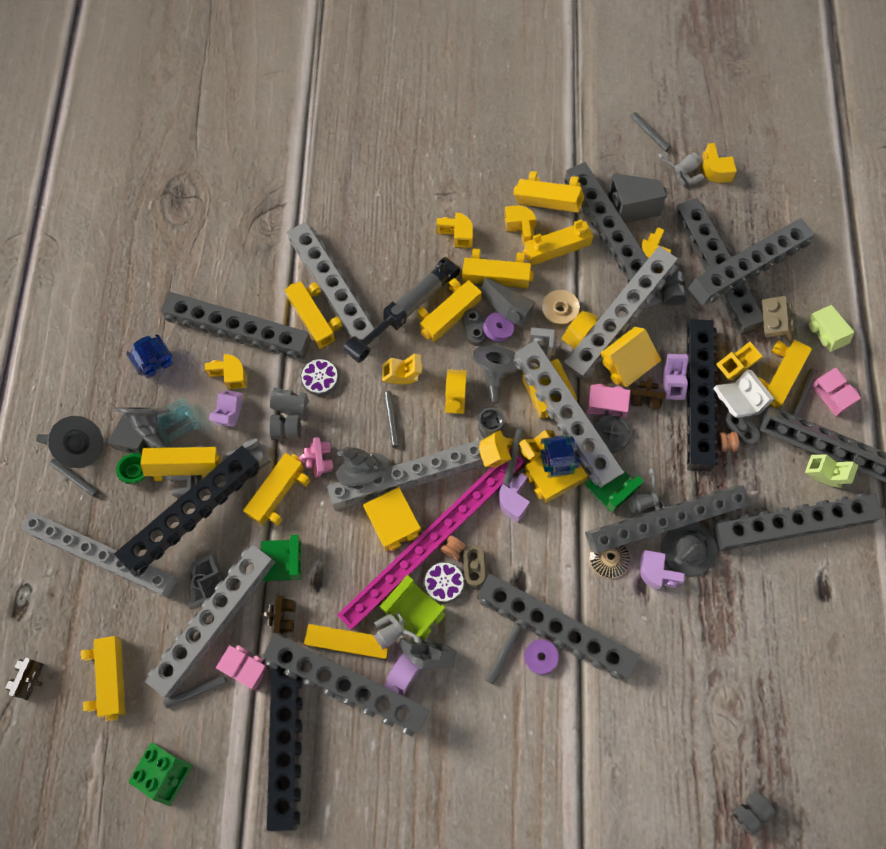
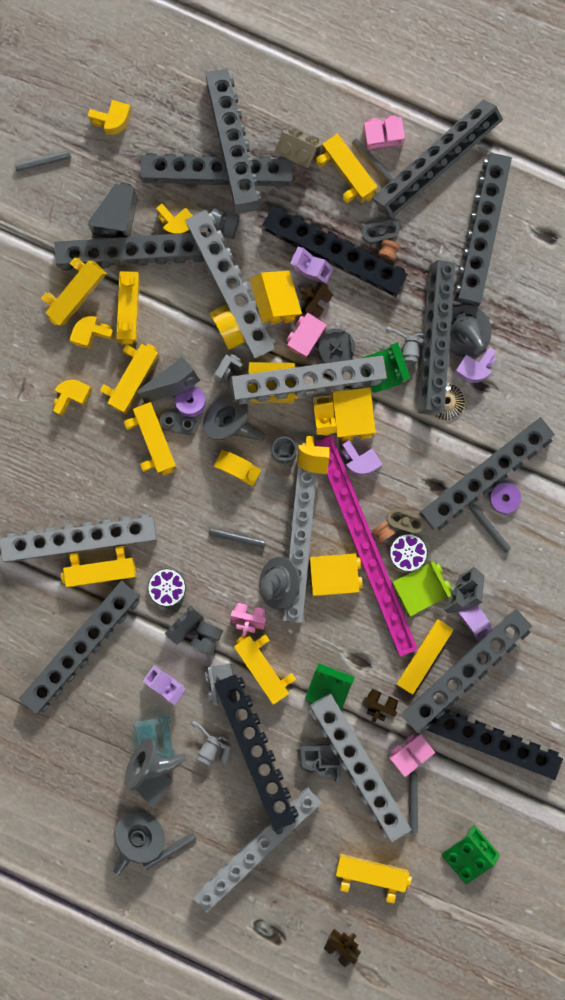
camera: 70 degrees left, 15 degrees up
(129, 469) = (186, 792): green hat -> none
(149, 355) = (79, 739): clear blue brick -> none
(179, 461) = (204, 744): yellow brick -> none
(232, 370) = (126, 665): yellow brick -> none
(389, 634) = (437, 617): light grey piece -> none
(396, 313) = (133, 477): black piece -> none
(402, 371) = (196, 508): yellow brick -> none
(514, 455) = (324, 443): dark grey bar -> none
(559, 456) = (347, 405): clear blue brick -> none
(564, 300) = (193, 326): tan dish -> none
(689, 164) = (98, 143): light grey piece -> none
(737, 363) = (320, 202): yellow brick -> none
(745, 396) = (355, 215): white bracket -> none
(828, 471) = (453, 177): yellowish green brick -> none
(830, 328) = (324, 105): yellowish green brick -> none

